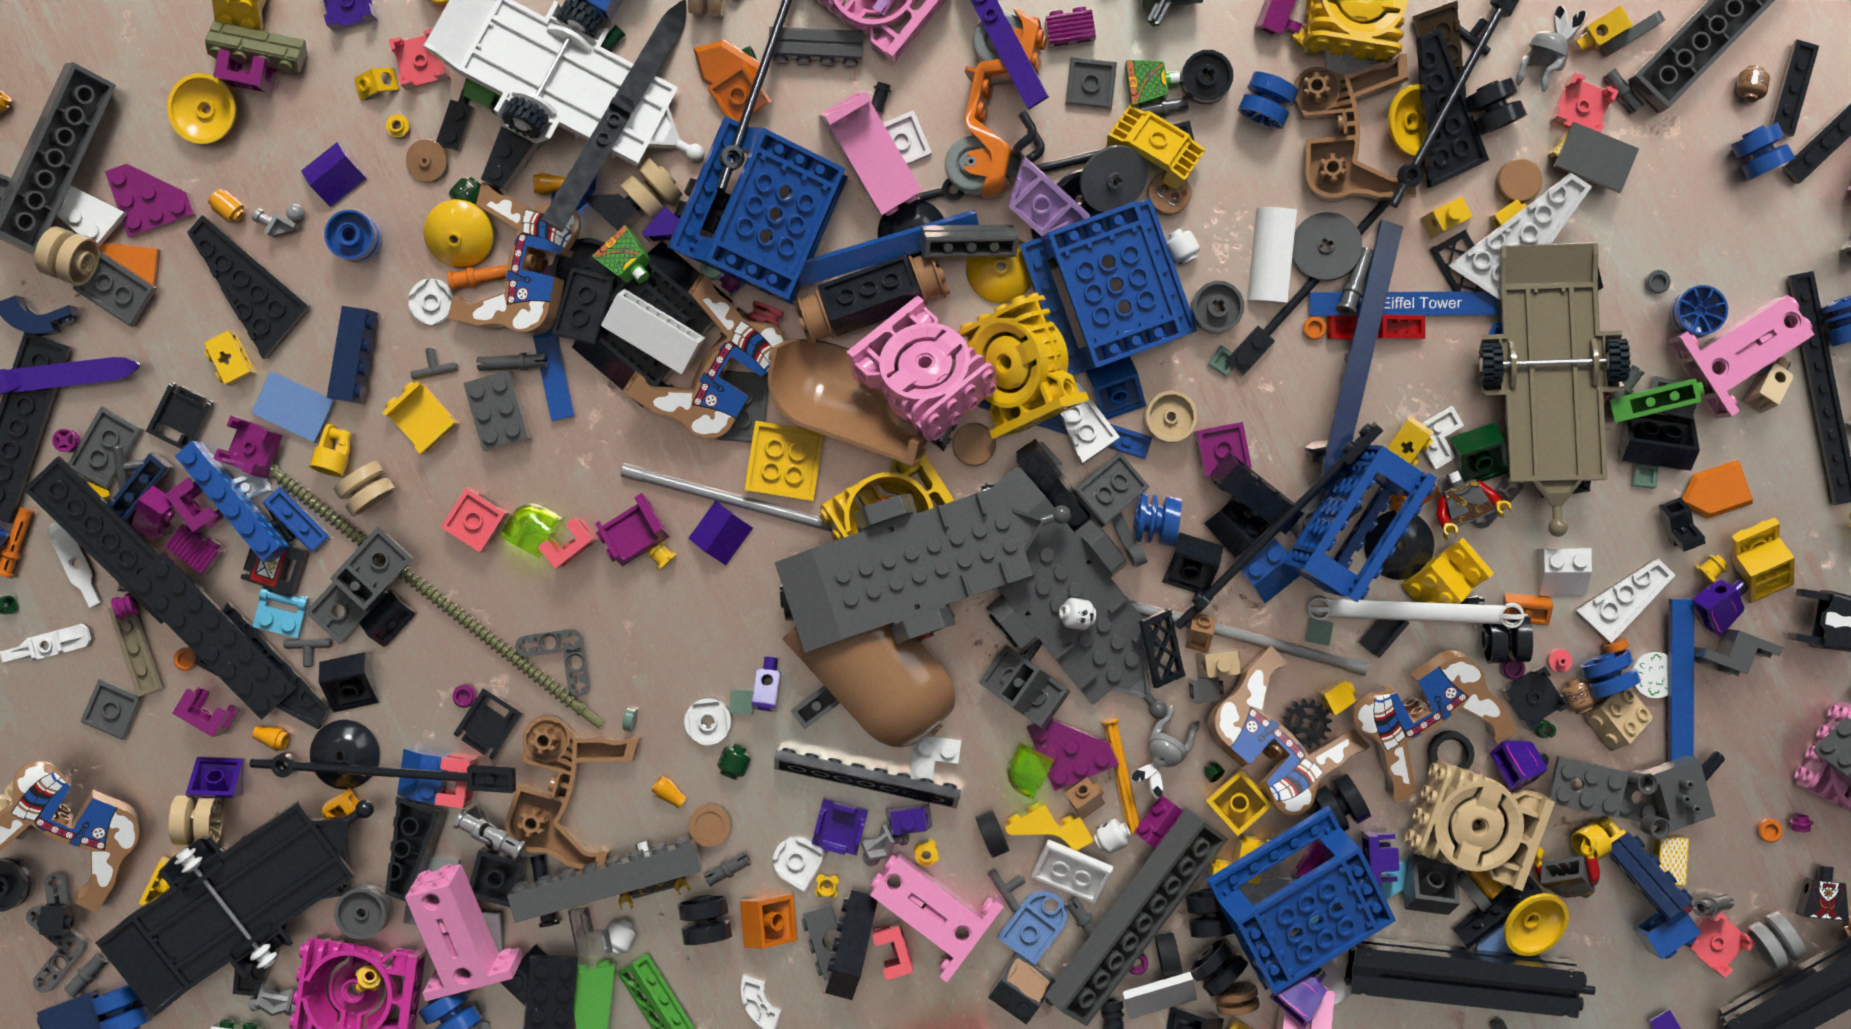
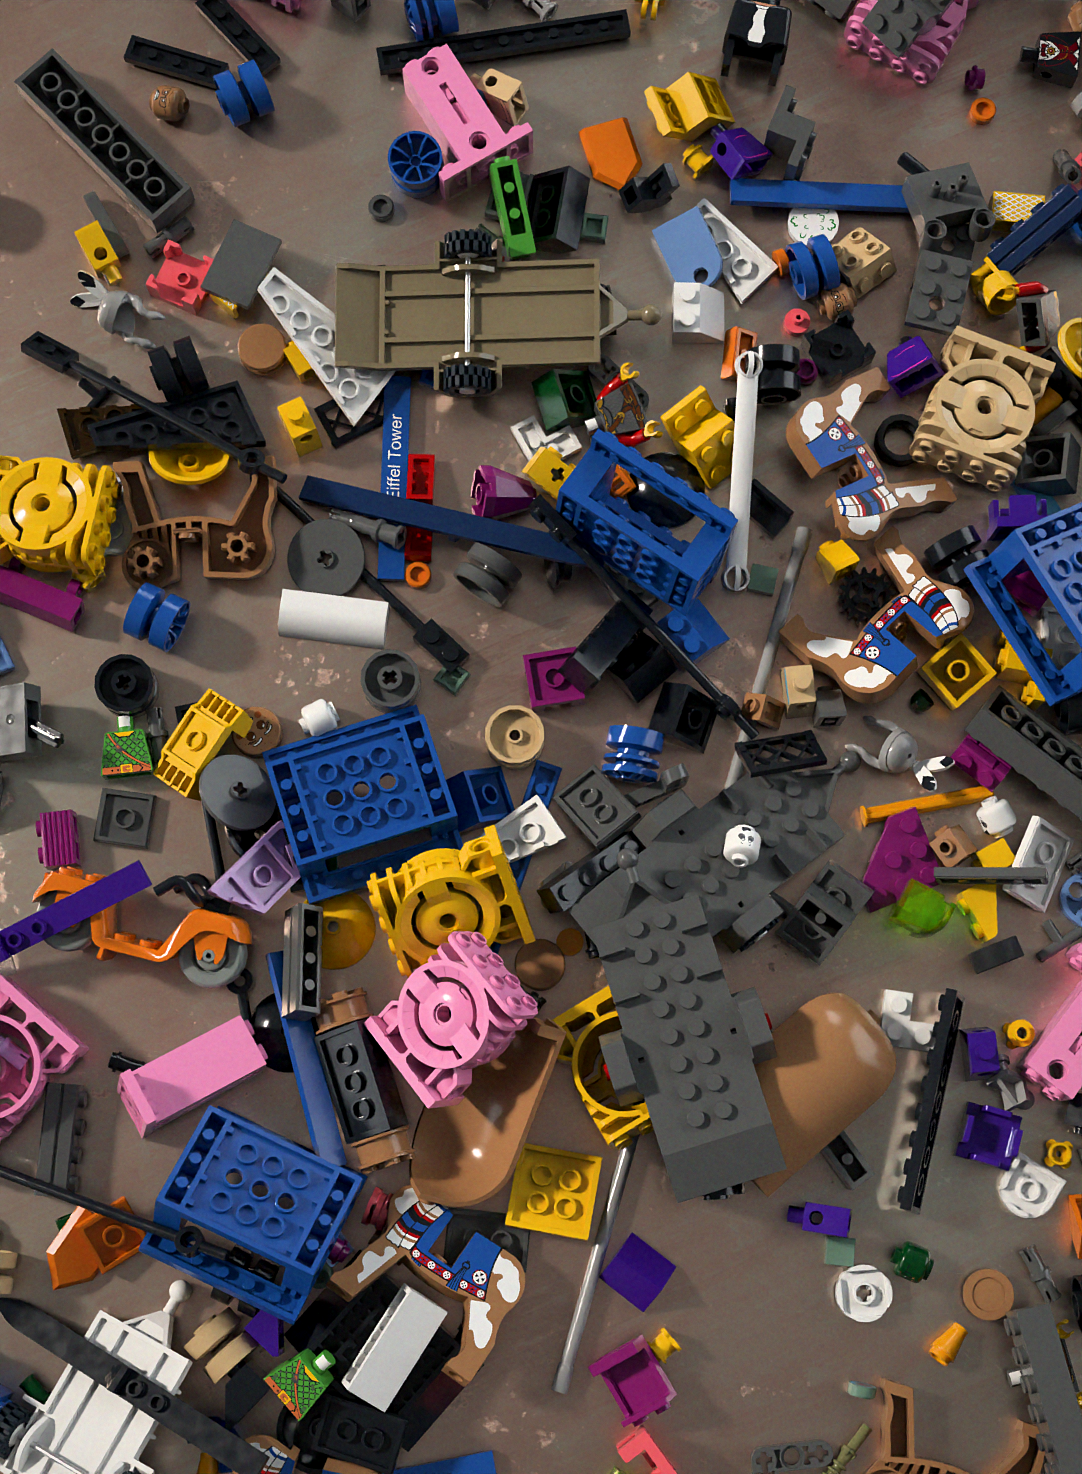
camera: 90 degrees left, 10 degrees down
(908, 137) = (174, 1030): white tile -> none
(994, 469) = (570, 941): none -> light orange tile
(1058, 829) = (991, 875): none -> dark grey tile
(1316, 389) = (487, 574): none -> dark grey wheel
(1389, 397) = (500, 493): none -> magenta cone
(1550, 731) = (874, 336): dark green pin -> none
(1626, 562) = (689, 247): none -> medium blue tile

